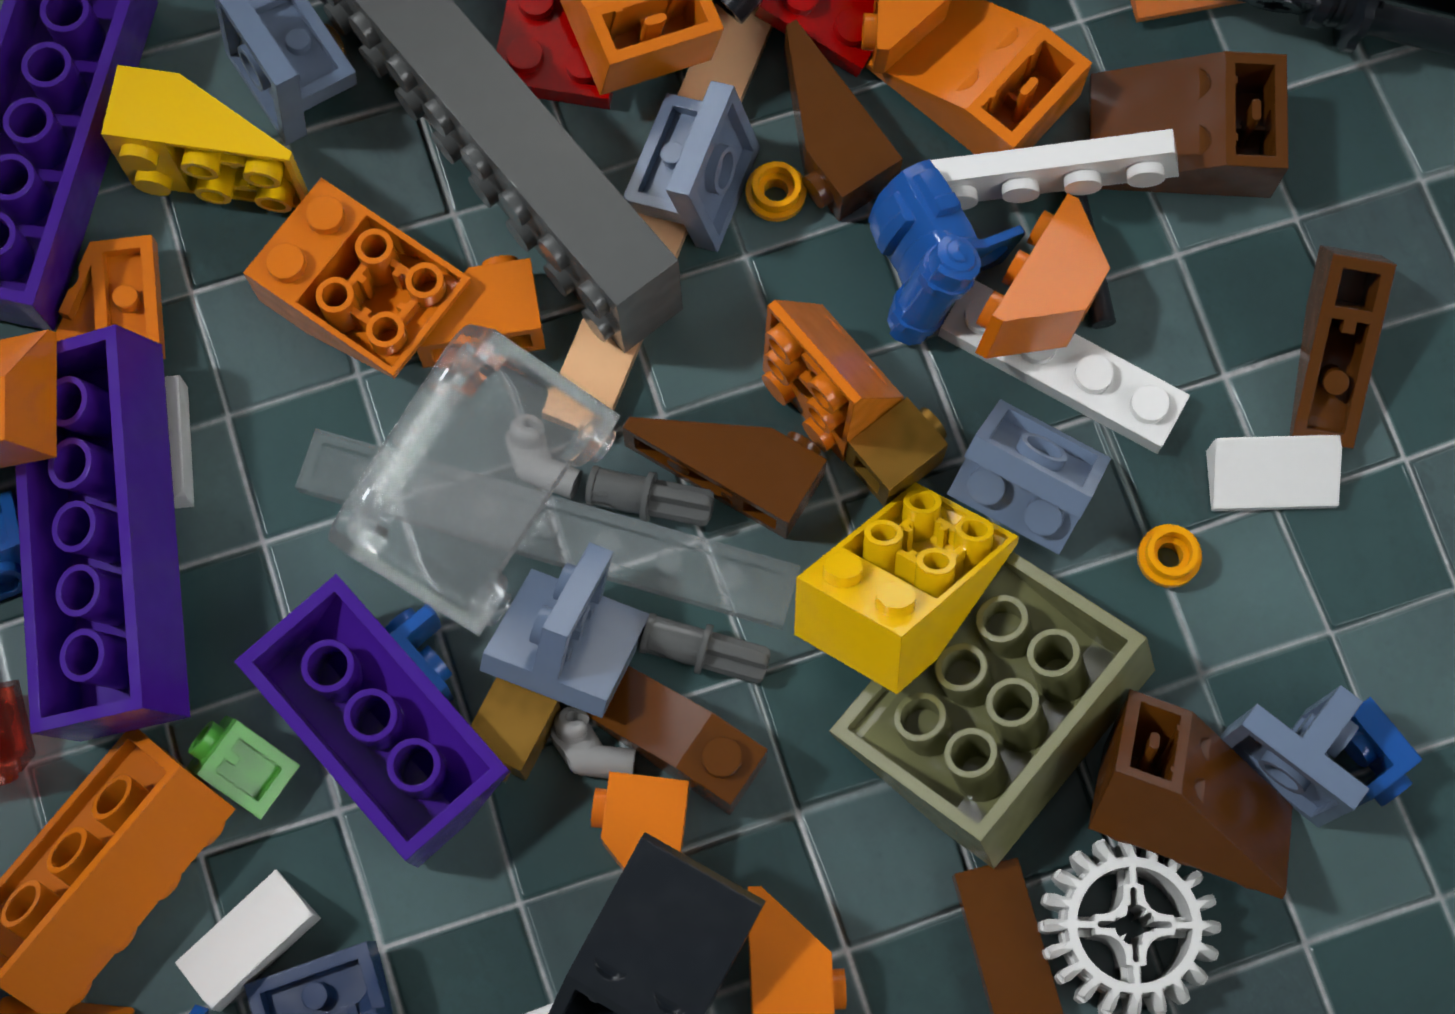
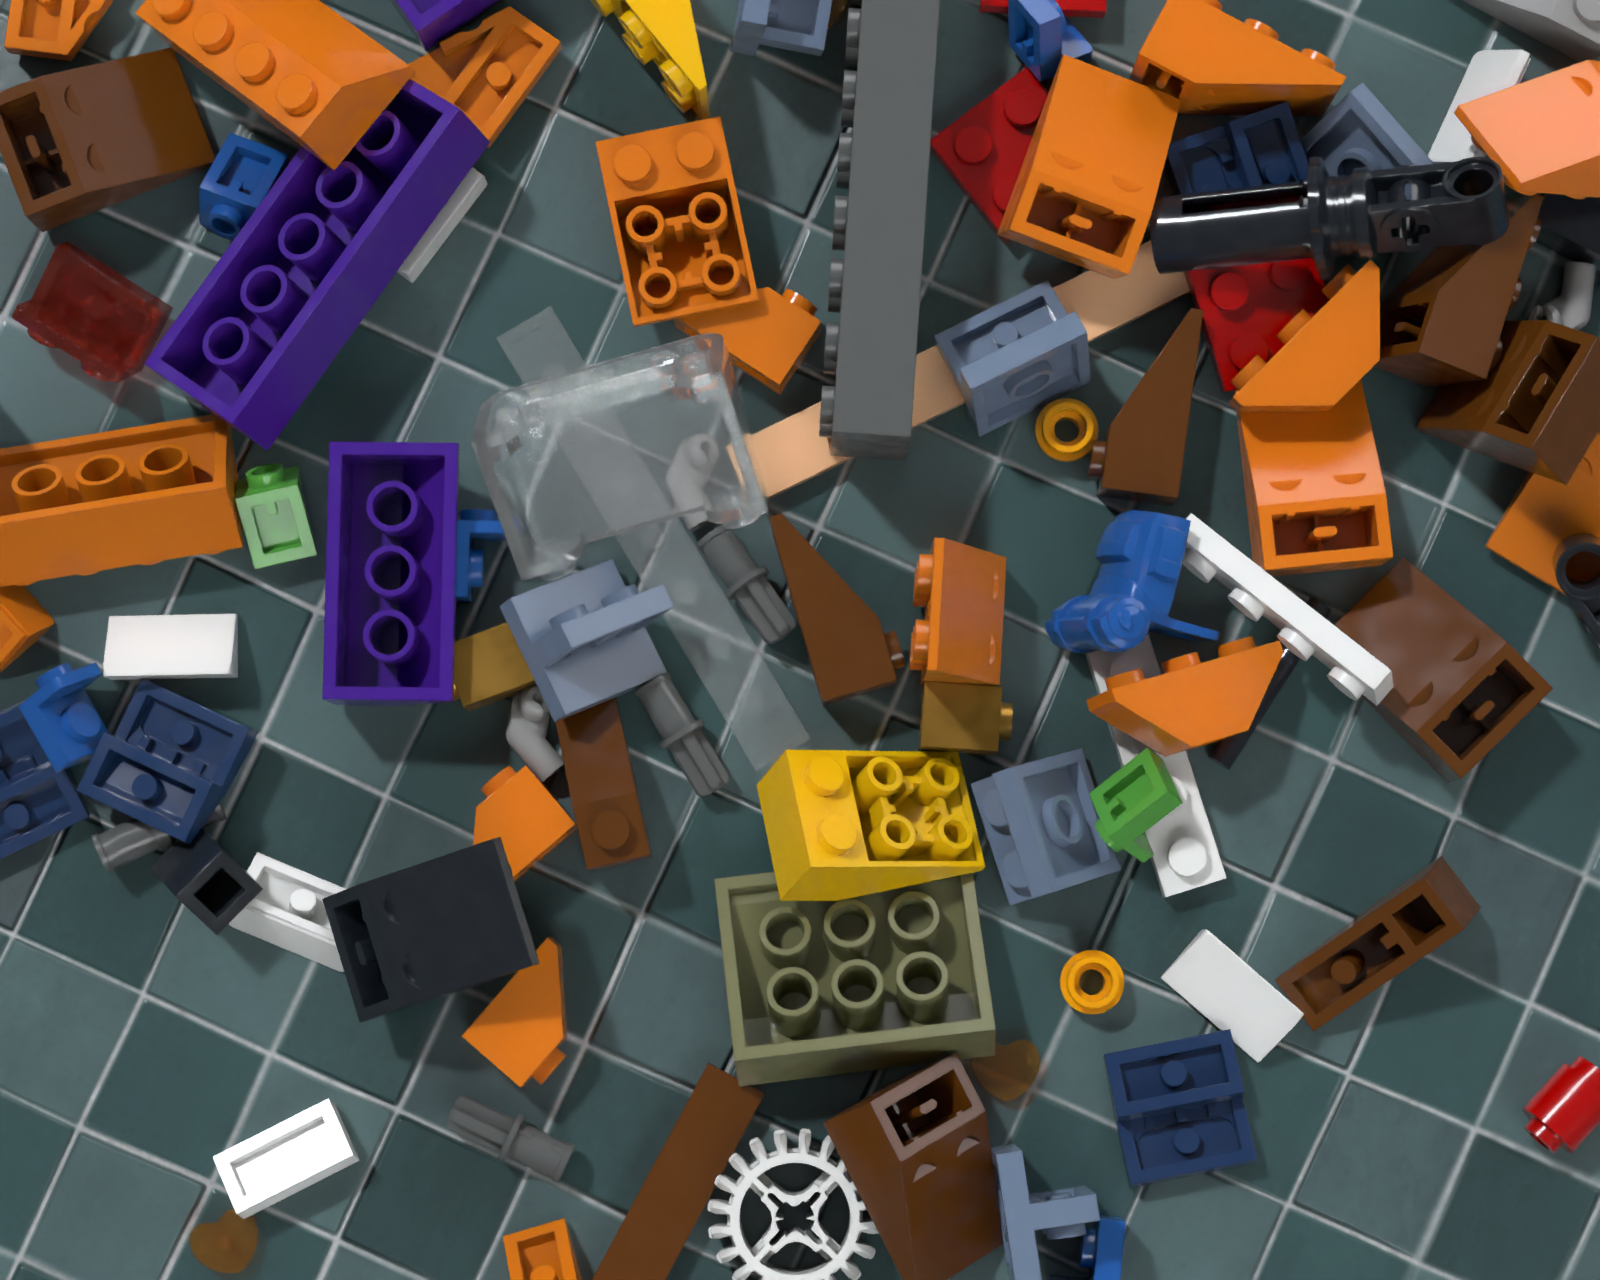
camera: 45 degrees right, 10 degrees up
(1079, 394) = (1133, 803): none -> bright green bracket
(1175, 673) = (1010, 1070): none -> clear orange piece
(1318, 588) = (1179, 1108): none -> dark blue slope

